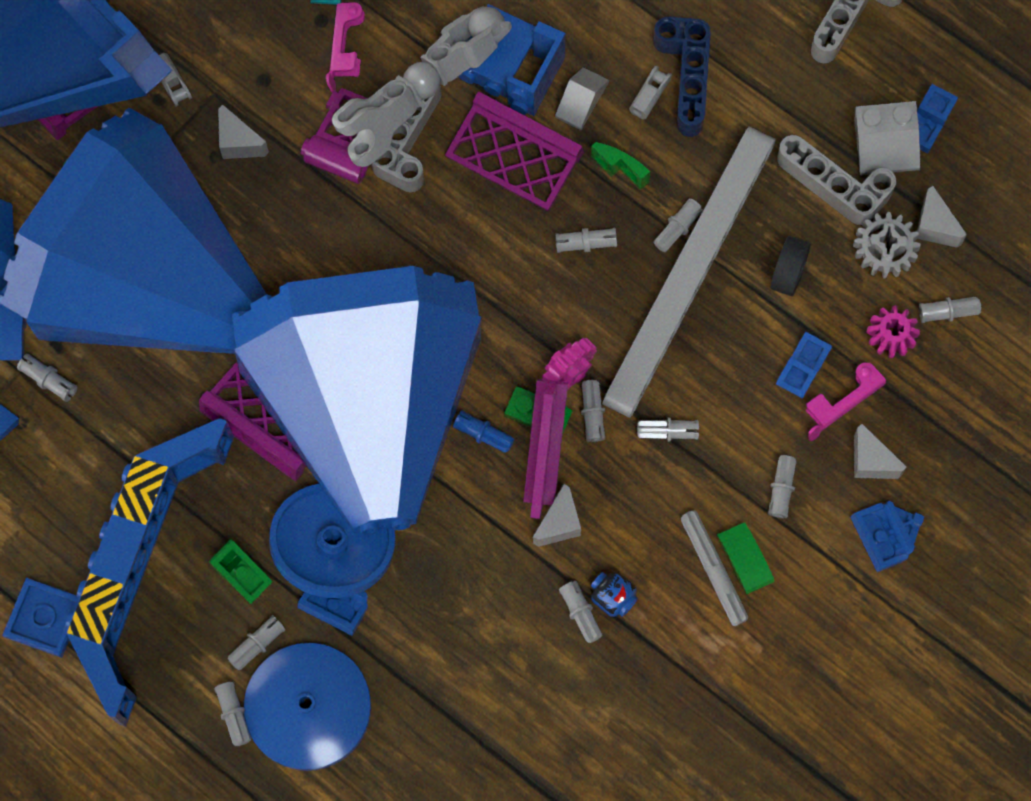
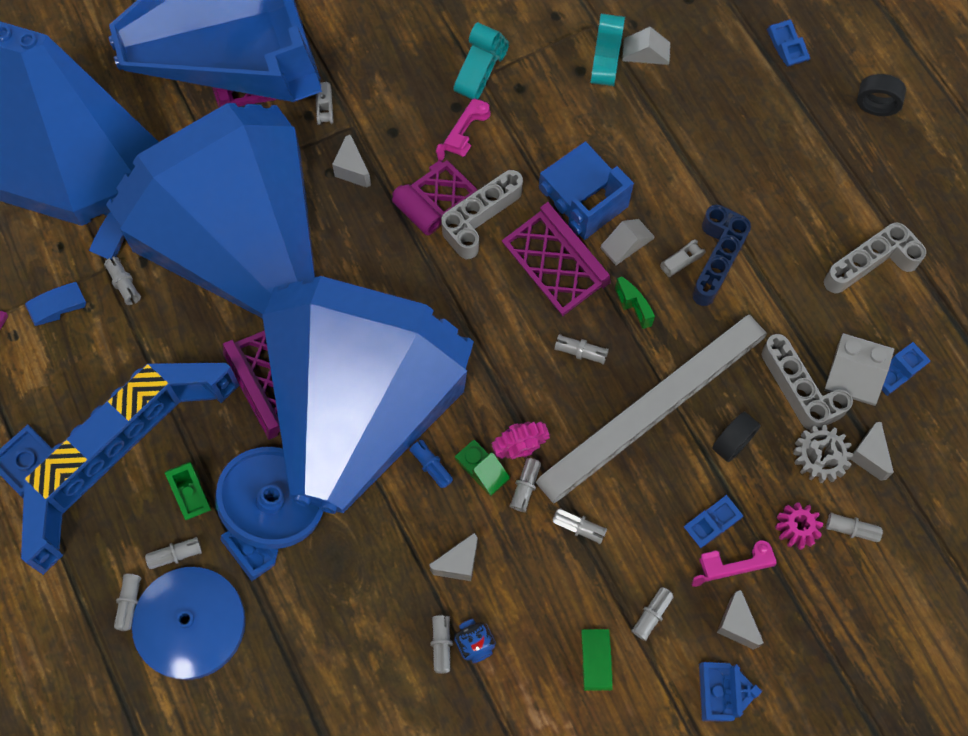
camera: 20 degrees right, 5 degrees down
(397, 101) = (547, 162): light grey piece -> none
(545, 444) = (472, 495): magenta fence -> none
(678, 225) = (659, 367): light grey axle -> none
(714, 568) = (567, 657): light grey axle -> none

